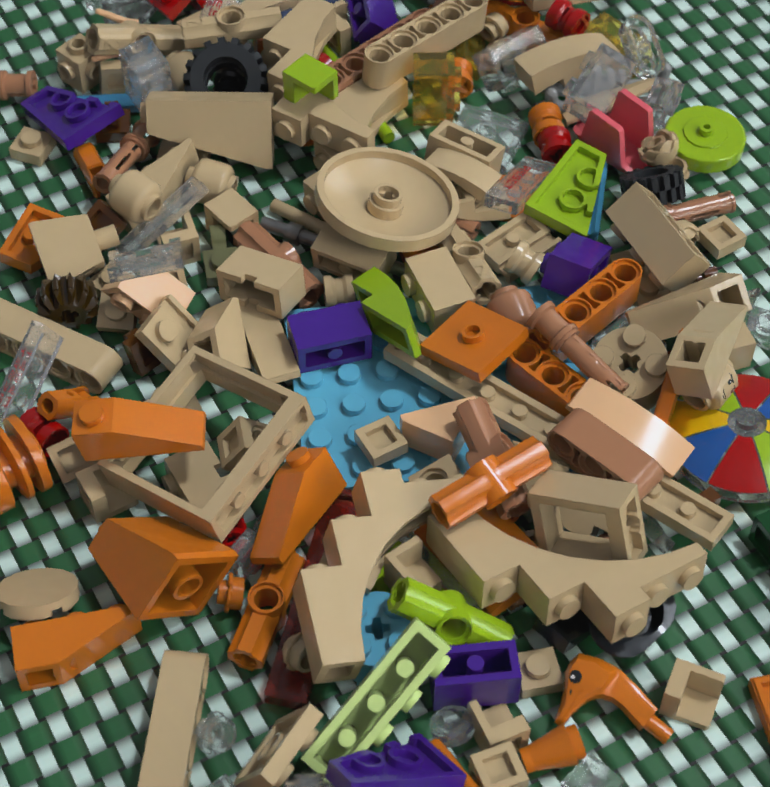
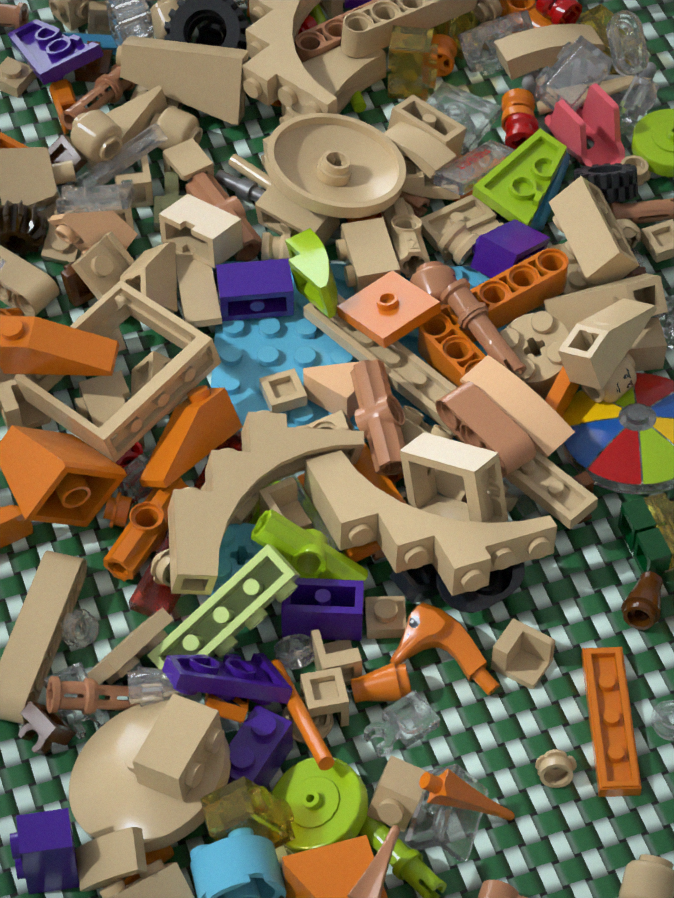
camera: 10 degrees right, 0 degrees up
(309, 76) = (280, 38): lime panel -> none
(490, 482) = (366, 436): orange piece -> none
(659, 148) = (621, 147): tan plate -> none

